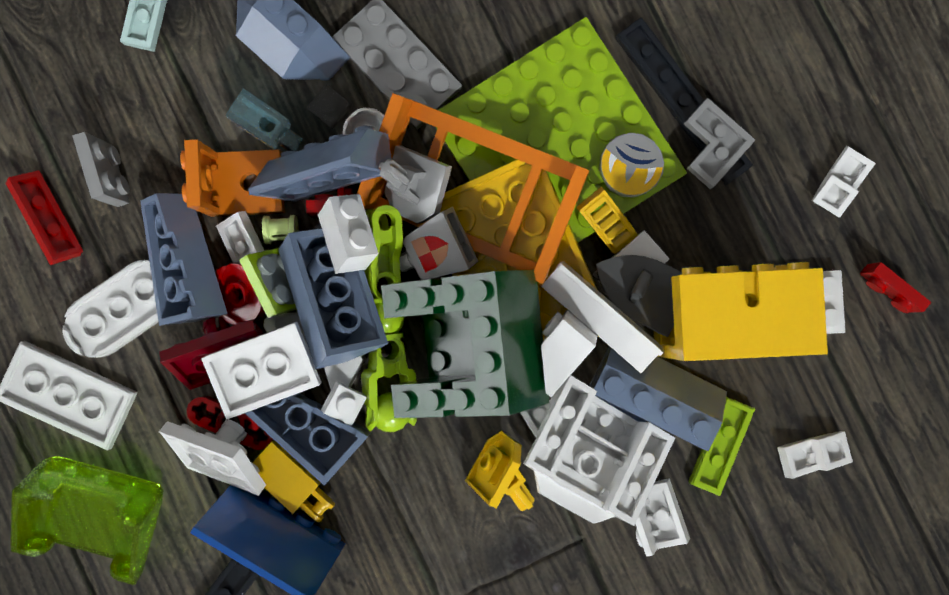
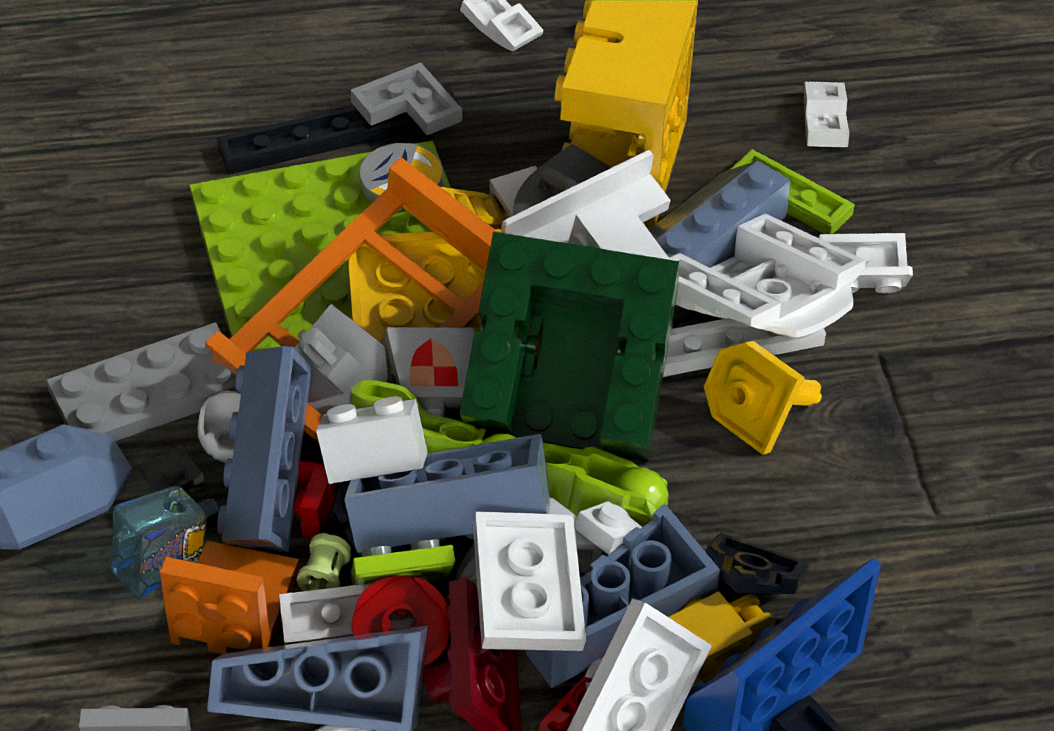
camera: 80 degrees left, 40 degrees down
(347, 501) = (755, 568): none -> black plate

